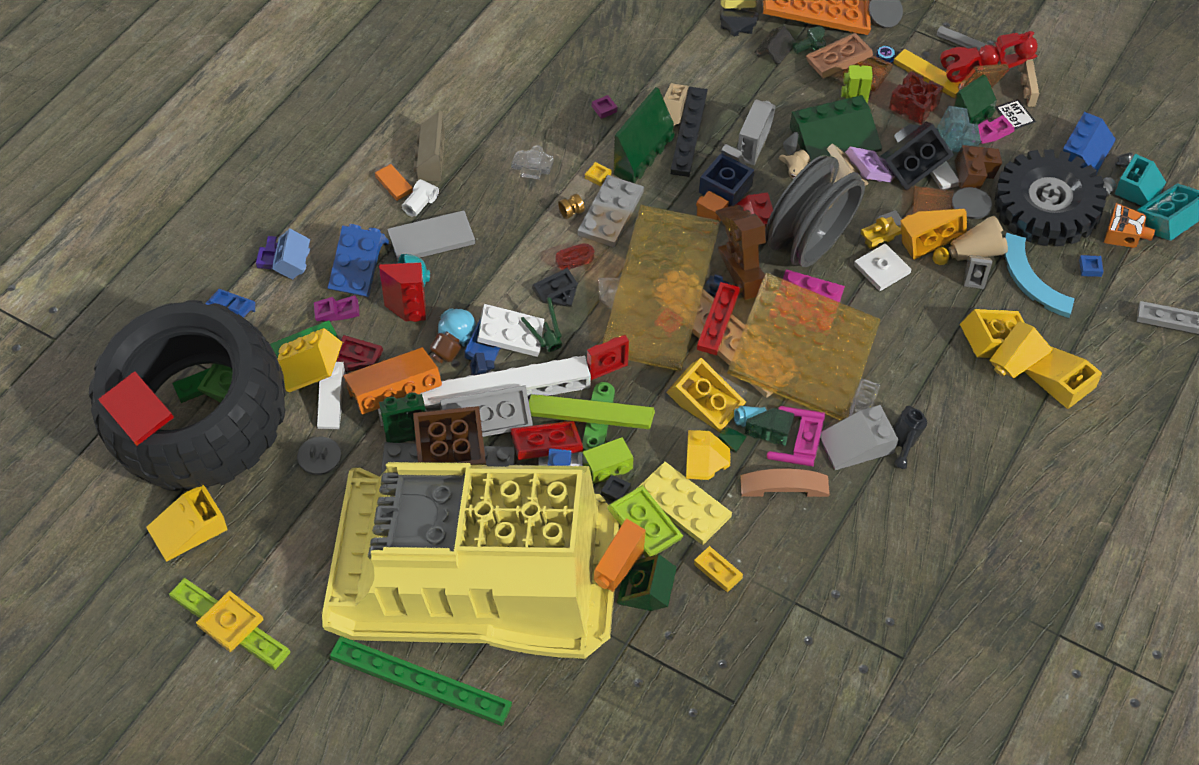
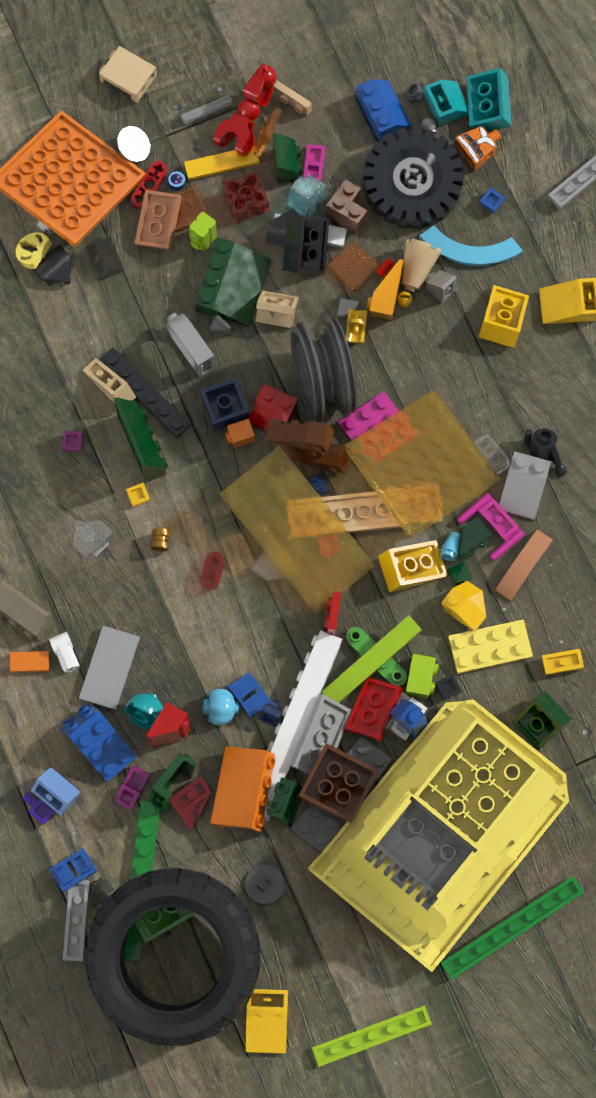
camera: 55 degrees left, 20 degrees up
(136, 408) = (184, 1006): red tile -> none
(229, 621) = (374, 1035): yellow tile -> none
(308, 359) = (183, 841): yellow slope -> none
(331, 398) = (219, 843): white slope -> none
(360, 320) = (160, 795): none -> dark green panel
(445, 347) = (234, 729): reddish brown head -> none
(506, 330) = (252, 668): white plate -> none
(550, 338) = (283, 642): dark green plant -> none
(559, 287) = (233, 604): black slope -> none
(610, 211) = (183, 511): light grey plate -> none
(620, 555) = (518, 726): orange slope -> none
(644, 511) = (491, 686): lime tile -> none
(718, 318) = (355, 508): red plate -> none
(733, 153) = (208, 382): light grey tile -> none
(795, 162) = (241, 337): tan animal -> none
(813, 40) = (123, 225): clear green piece -> none
(869, 164) = (286, 284): lavender plate -> none
(879, 37) = (149, 176): none -> red beam
(882, 267) = (384, 349): white plate -> none
(974, 201) = (375, 238): dark grey piece -> none
(1015, 113) = (308, 131): sticker -> none
(1019, 350) = (535, 317): yellow slope -> none

